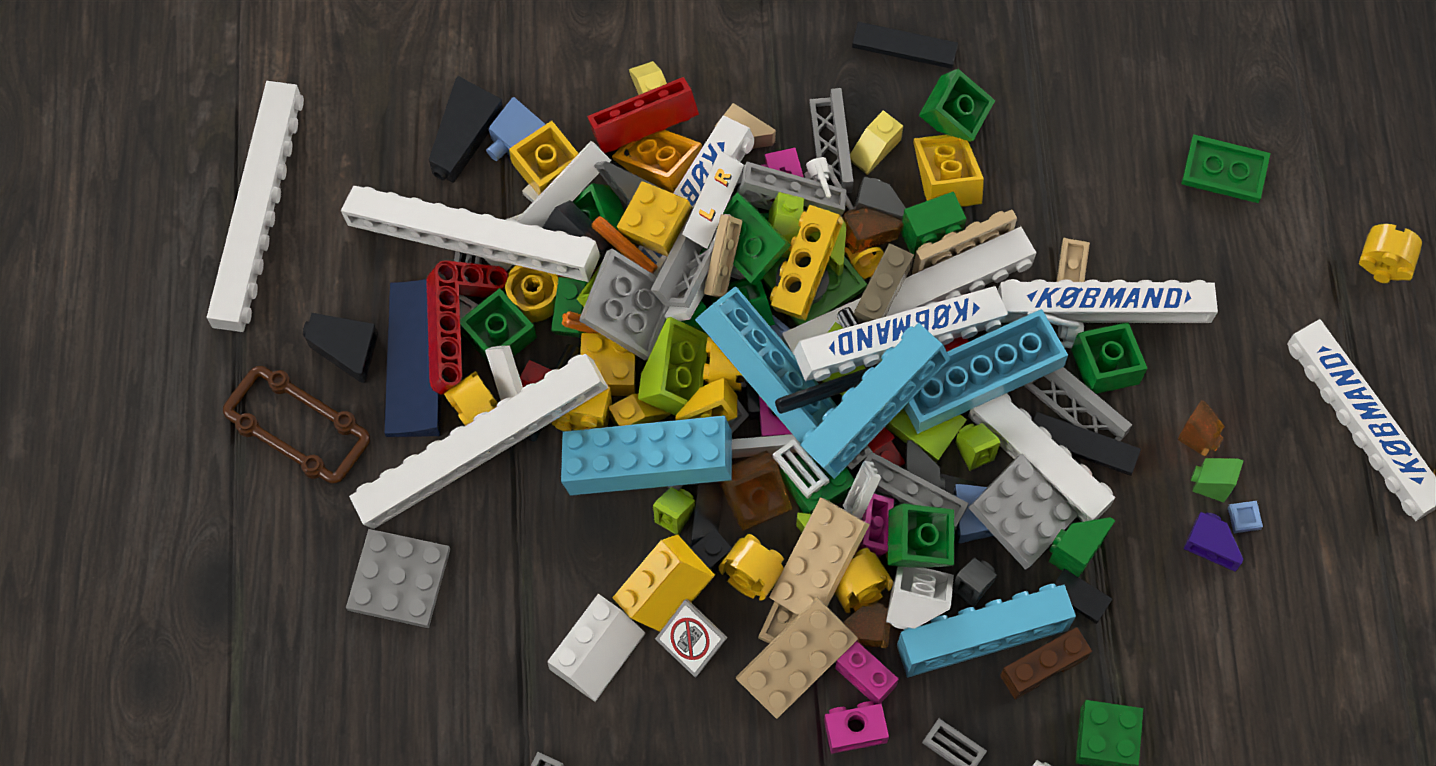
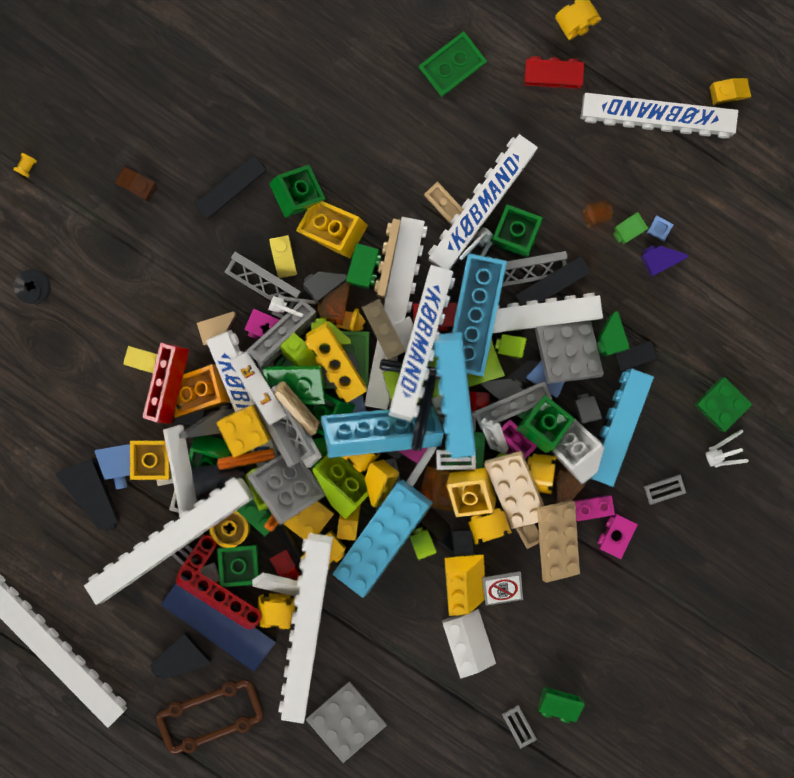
camera: 55 degrees left, 20 degrees up
(776, 513) = (471, 492): none -> yellow brick
(1044, 662) = (661, 400): reddish brown arch -> none
(1310, 276) = (553, 73): none -> red brick

